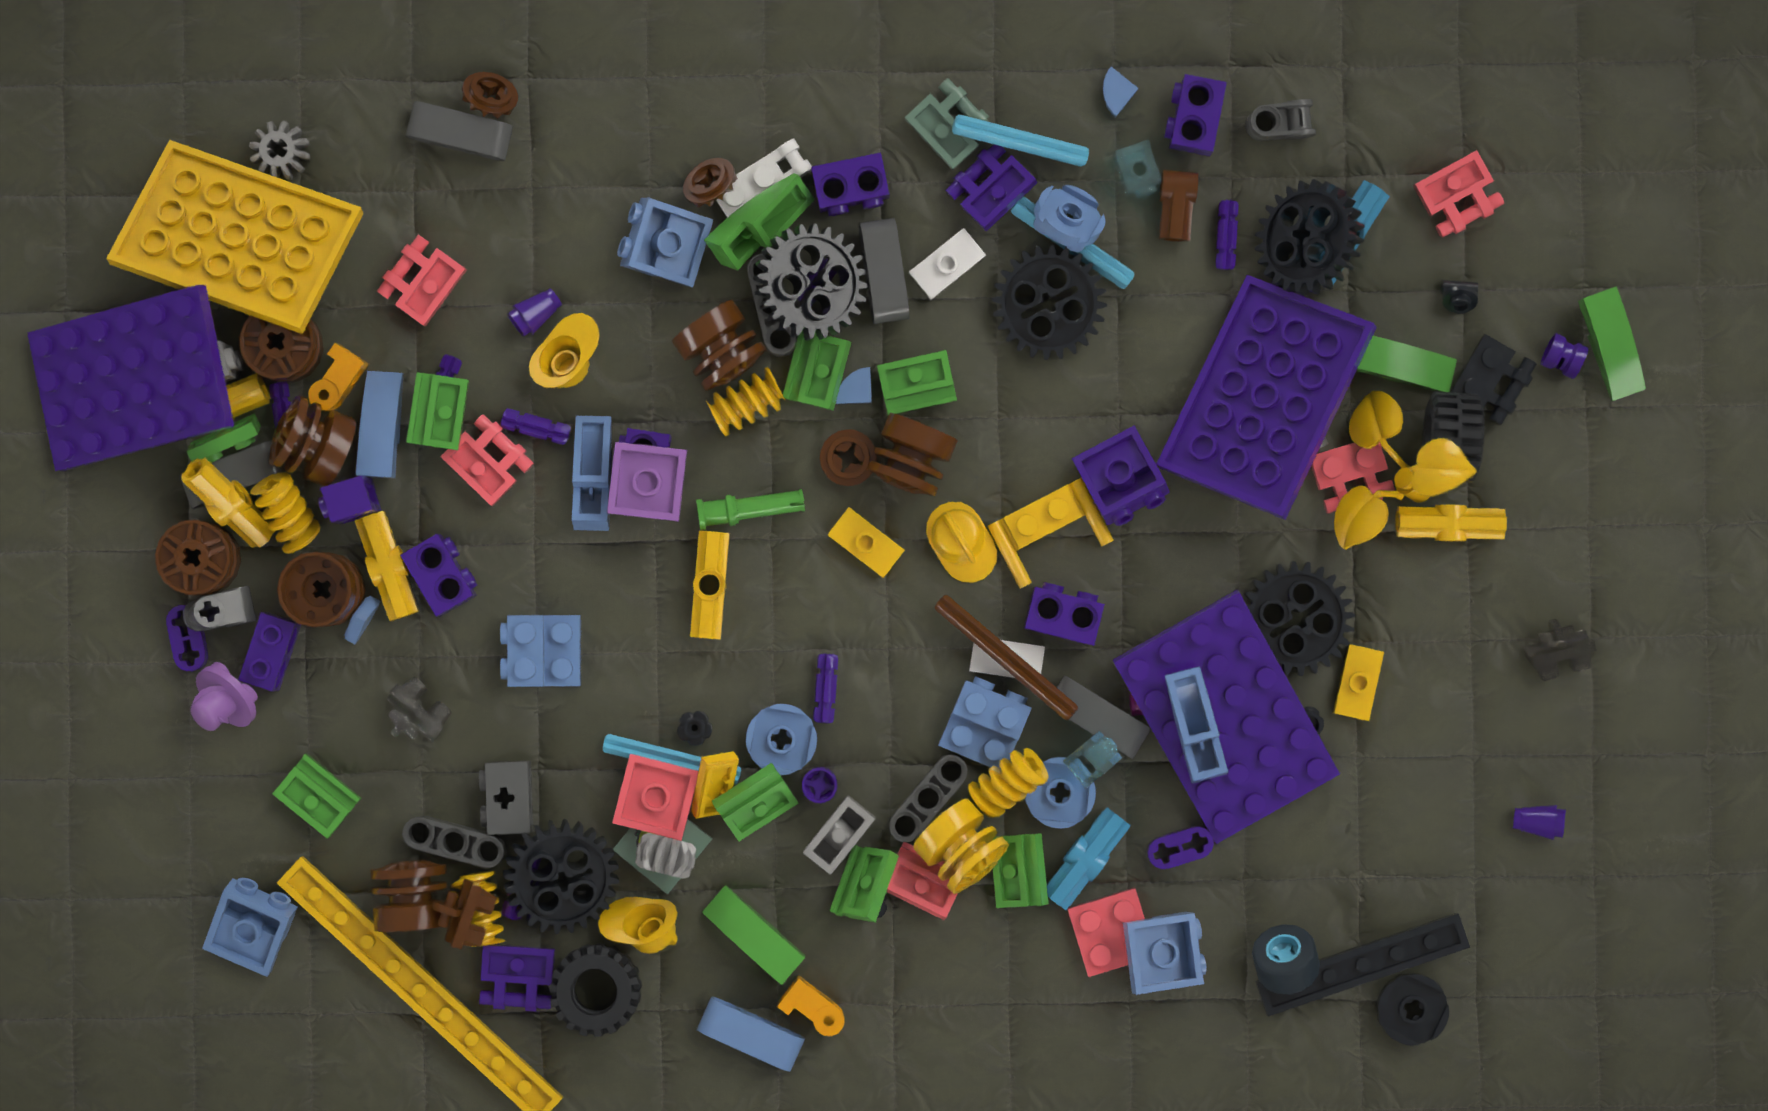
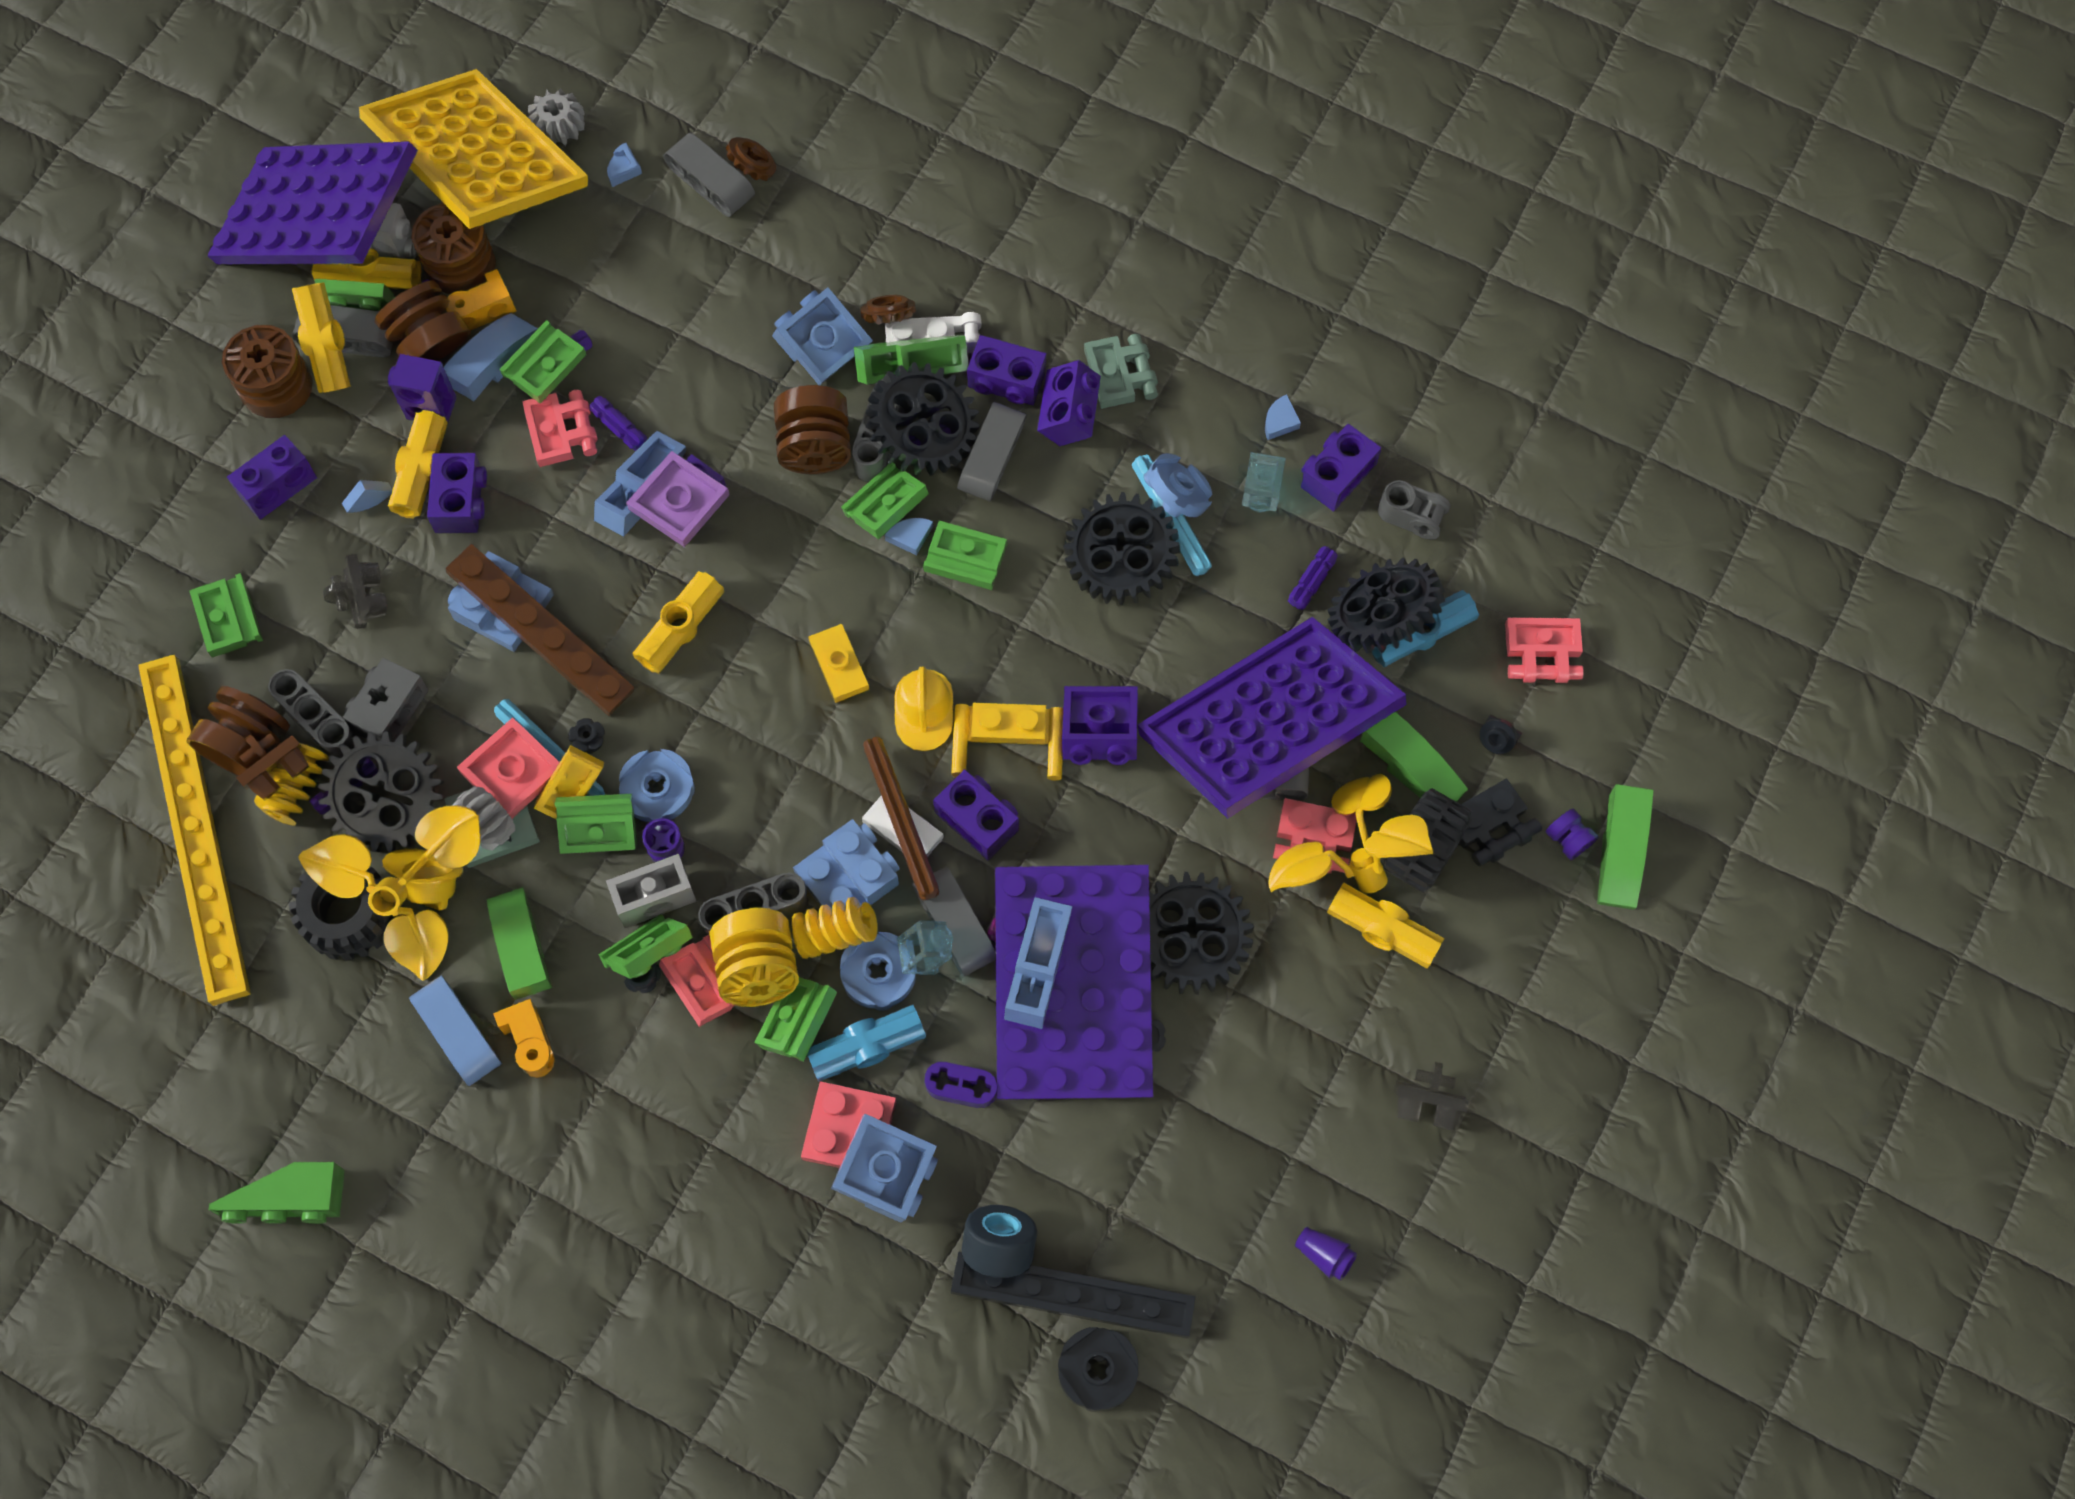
camera: 30 degrees right, 20 degrees down
(179, 645) = (211, 434): dark purple beam -> none
(222, 699) = (202, 488): medium lavender plate -> none
(224, 610) = (259, 422): dark grey piece -> none
(250, 925) = (89, 688): medium blue plate -> none
(288, 511) = (363, 372): yellow piece -> none
(301, 589) = (347, 444): reddish brown wheel -> none
(370, 162) = (622, 166): none -> medium blue tile
(429, 287) = (603, 274): coral plate -> none
(517, 965) = (278, 845): dark purple plate -> none
(534, 312) = (677, 335): dark purple cone -> none
(565, 352) = (679, 378): yellow piece -> none
(599, 662) = (539, 629): none -> reddish brown plate
(670, 981) = (413, 940): none -> yellow plant
(732, 510) = (738, 573): bright green pin -> none
(746, 401) = (806, 491): yellow piece -> none
(825, 688) = (723, 764): dark purple axle -> none
(842, 442) = (871, 571): reddish brown gear -> none
(912, 455) = (927, 598): reddish brown wheel -> none
(927, 188) = (1069, 403): none -> dark purple brick
(947, 264) = (1051, 477): white plate -> none
(998, 192) = (1128, 433): dark purple plate -> none
(1020, 140) = (1173, 408): medium azure axle -> none
(1177, 195) = (1285, 523): reddish brown piece -> none
(1358, 682) = (1218, 1025): yellow plate -> none

